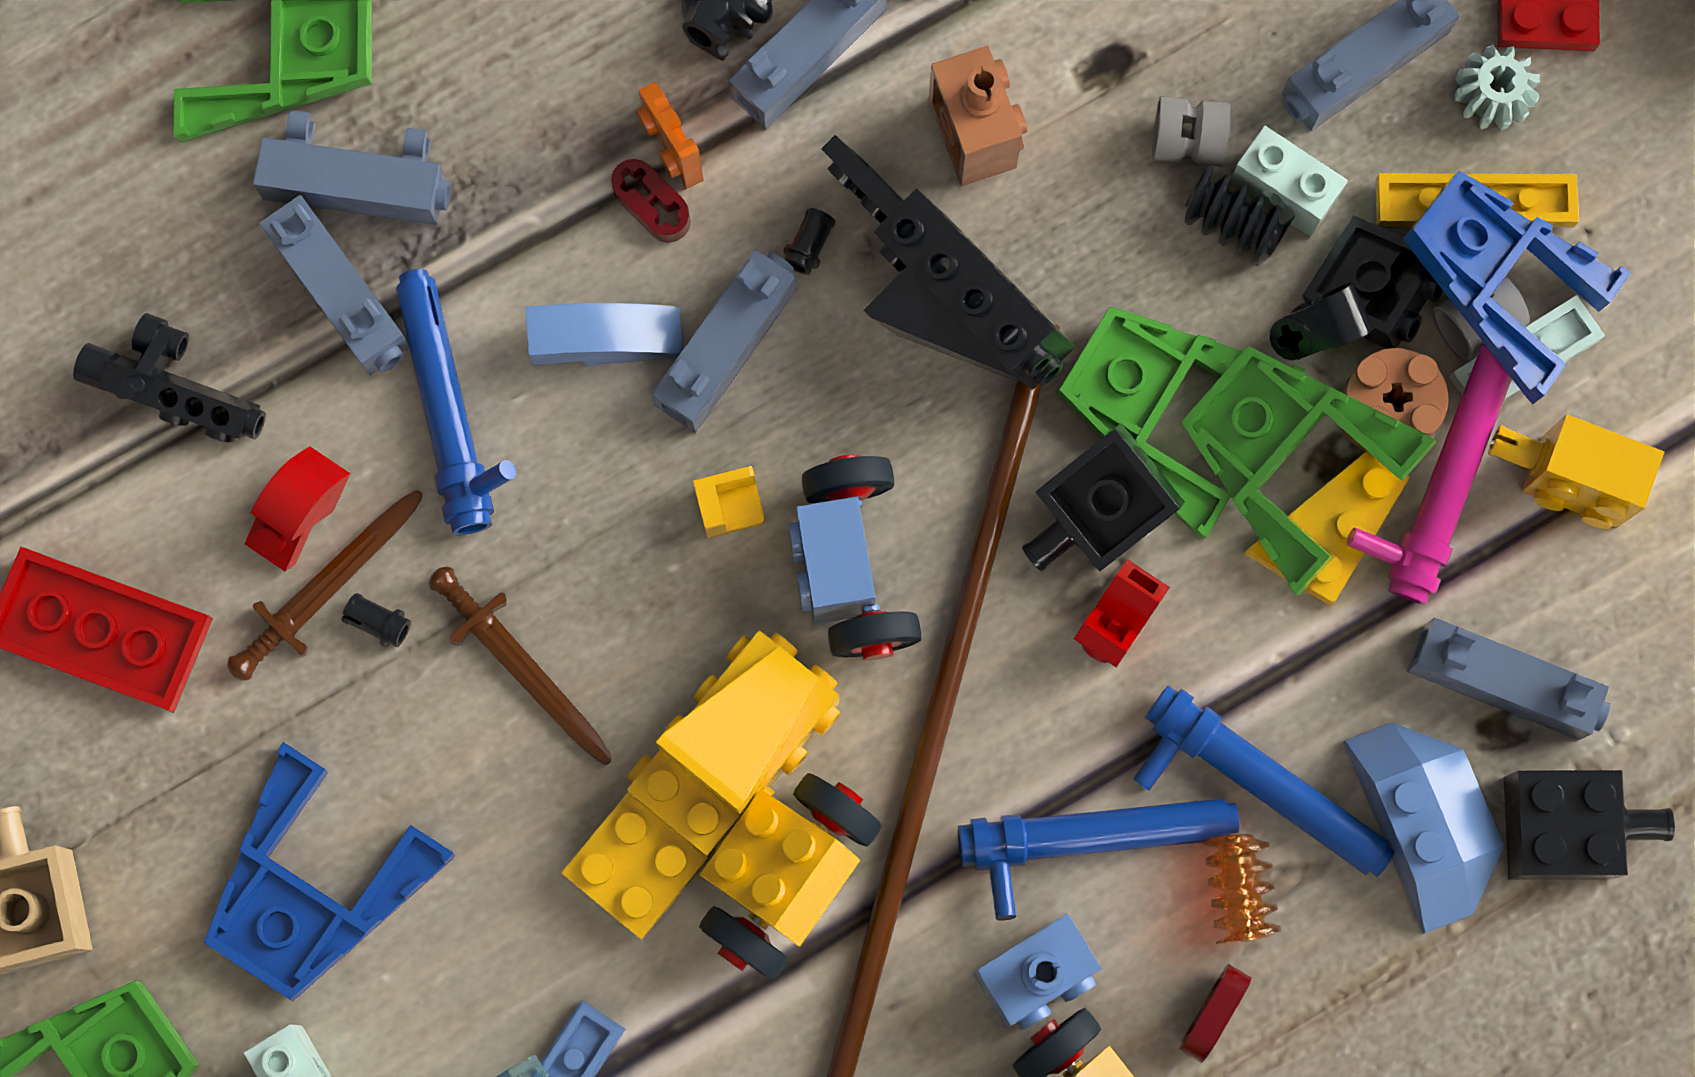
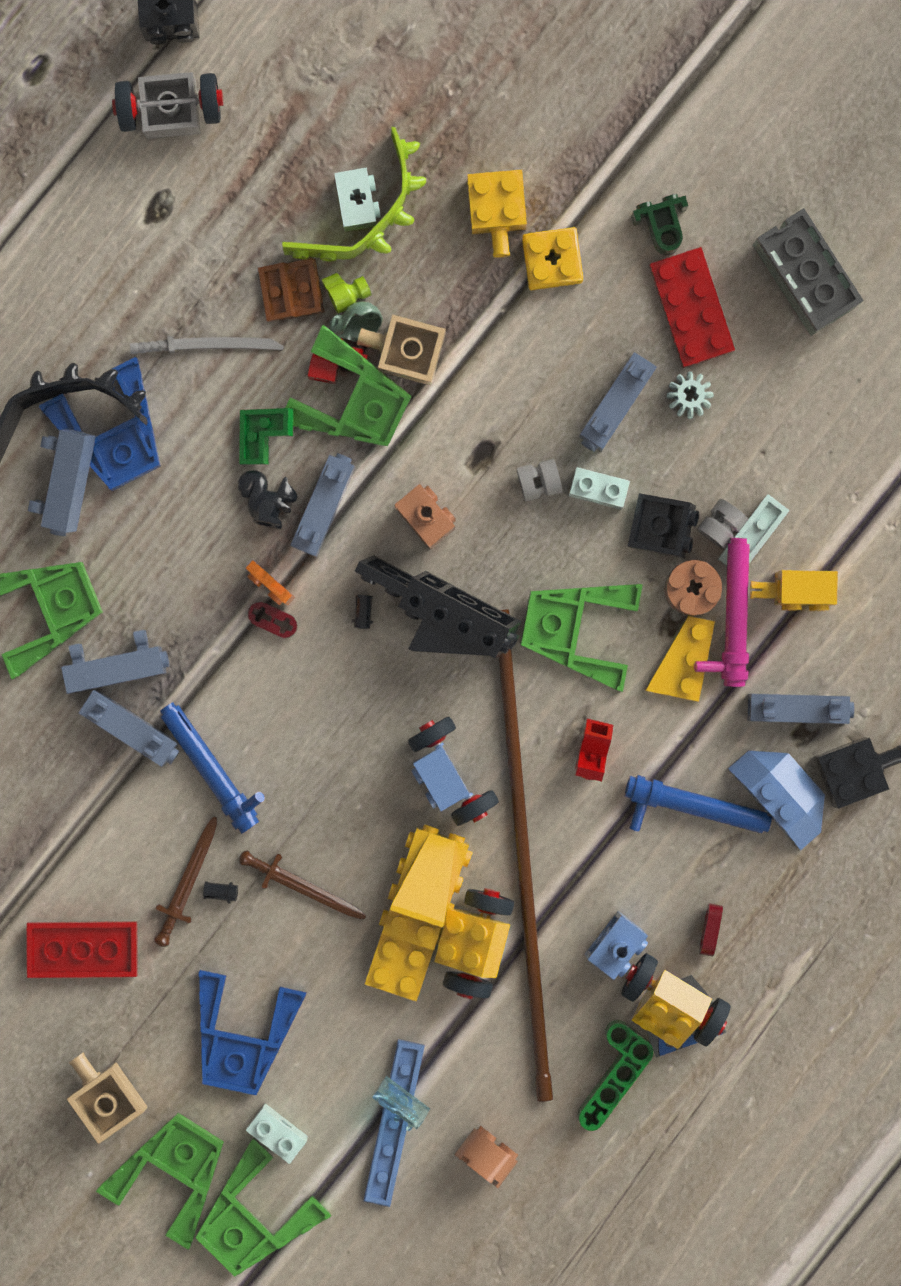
camera: 25 degrees left, 10 degrees up
(175, 396) = (70, 816): black piece -> none
(292, 503) = (157, 850): red brick -> none
(602, 333) = (277, 701): medium blue slope -> none
(726, 339) = (341, 680): sand blue brick -> none
(729, 502) = (375, 765): yellow panel -> none
(1016, 839) = (583, 881): blue cylinder -> none
(1103, 502) = (565, 696): black brick -> none
(1236, 217) = (578, 517): black piece -> none
(1241, 888) = (703, 864): clear orange piece -> none
(1258, 419) = (626, 627): bright green wing -> none
(1321, 324) = (642, 562): black piece -> none
(1405, 196) = (699, 460): yellow plate -> none
(1469, 246) = (704, 494): wing -> none

